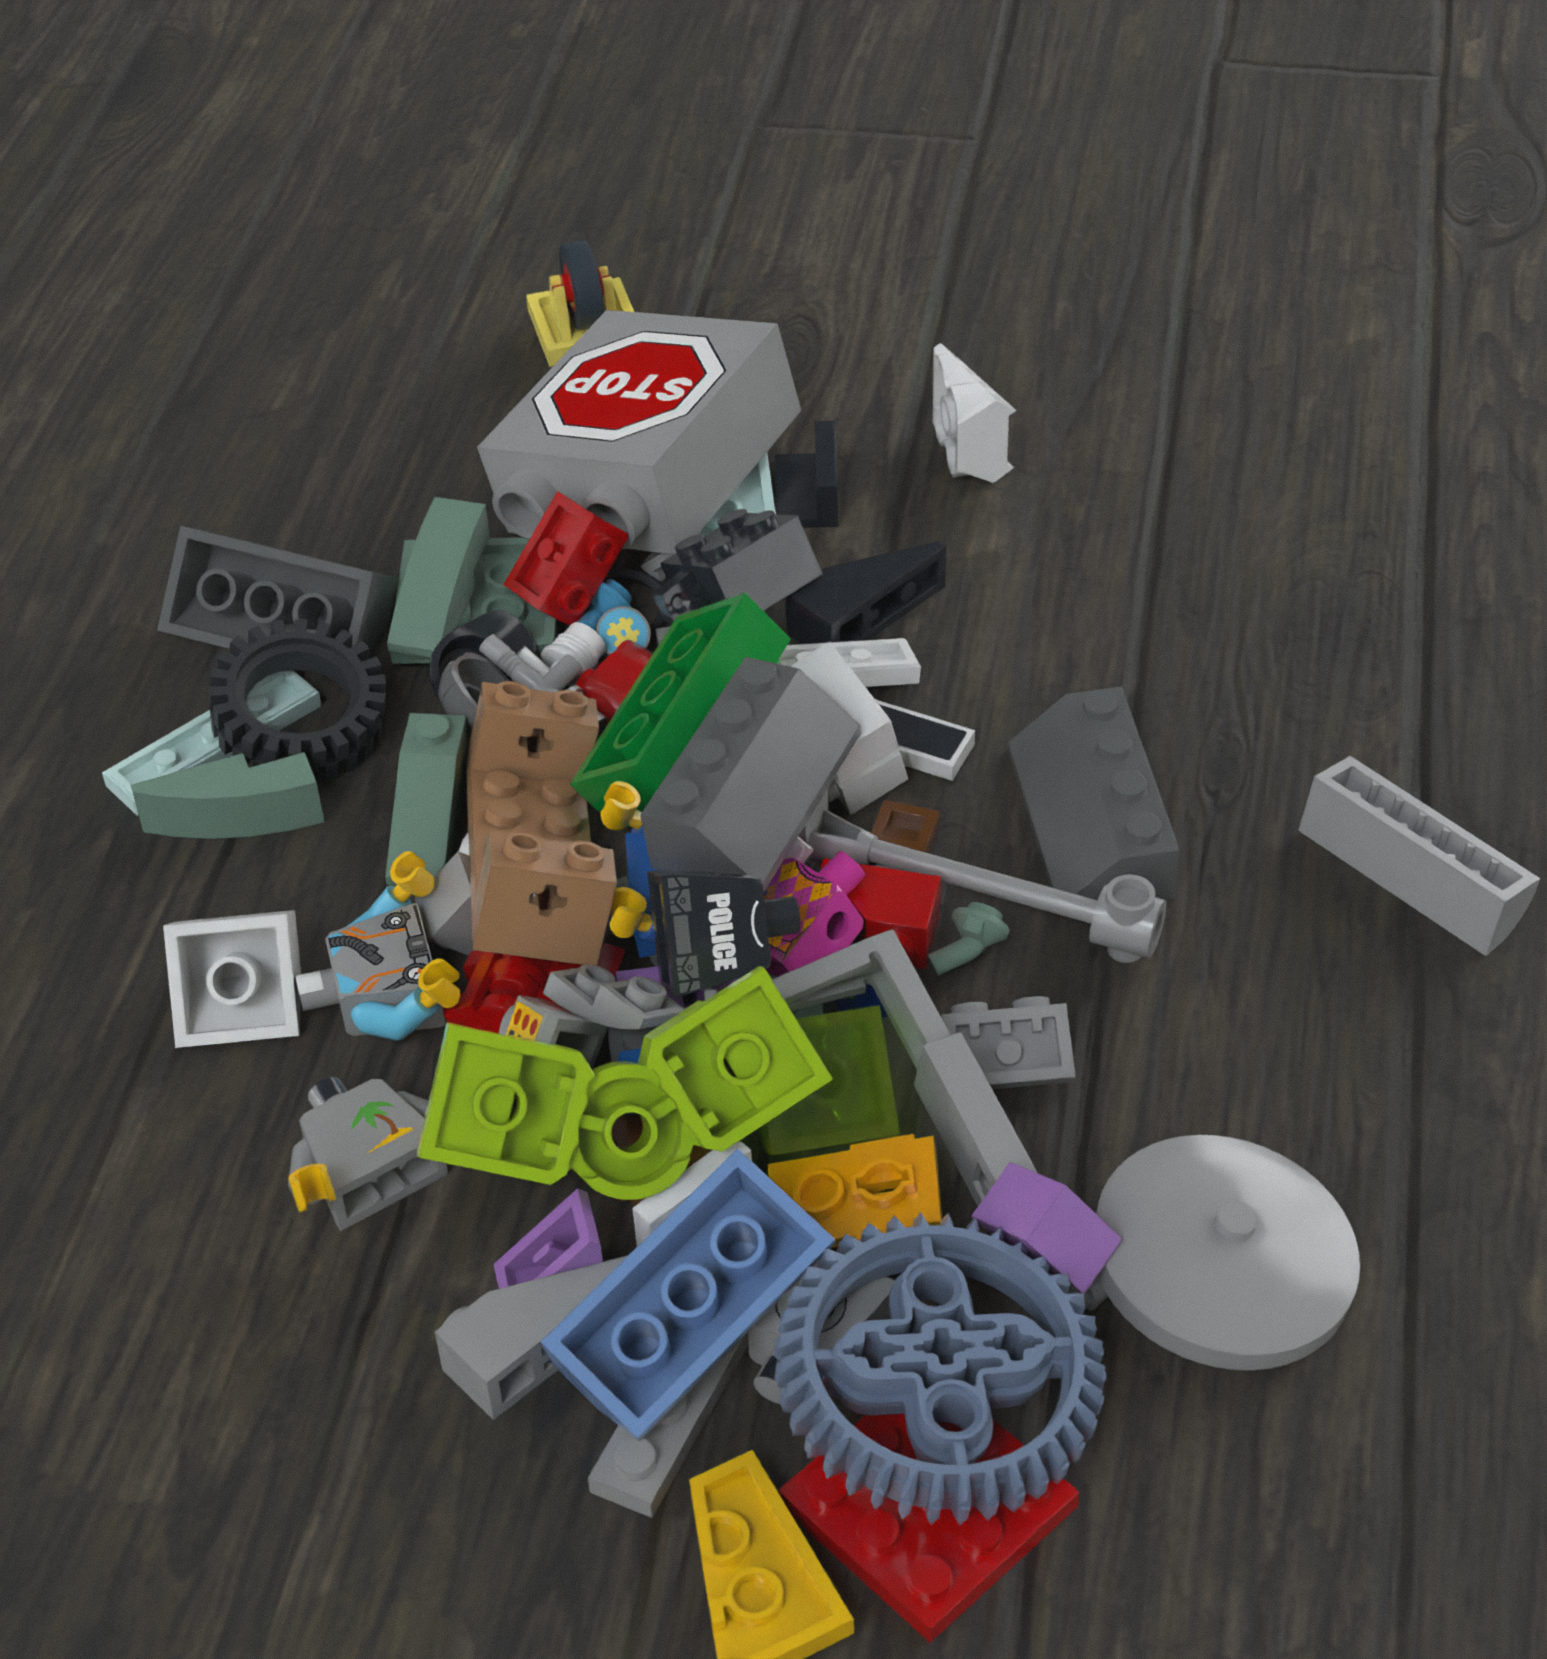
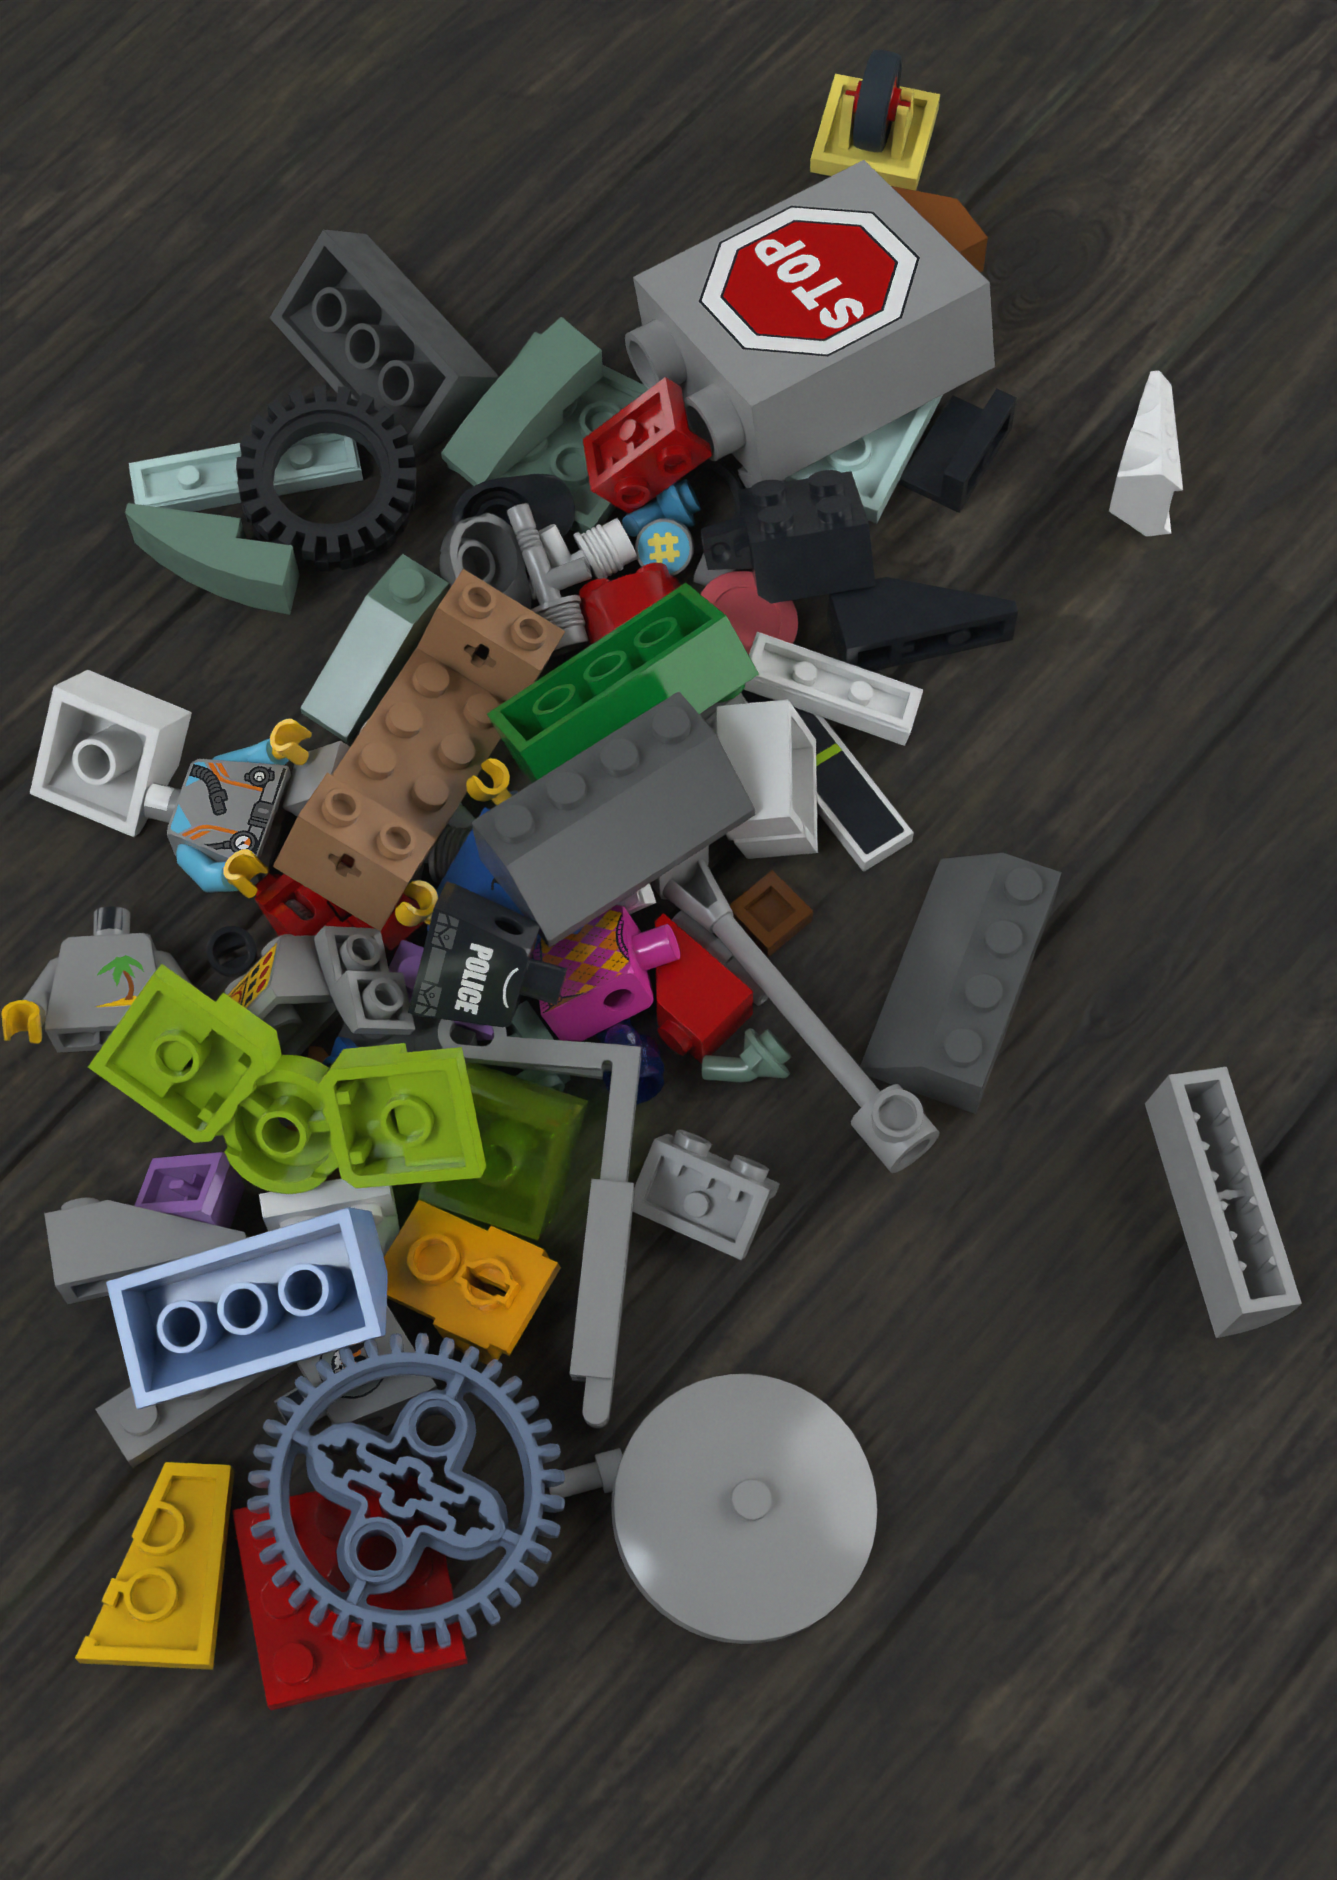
camera: 30 degrees right, 20 degrees up
(1049, 1224) = (580, 1414): medium lavender slope -> none

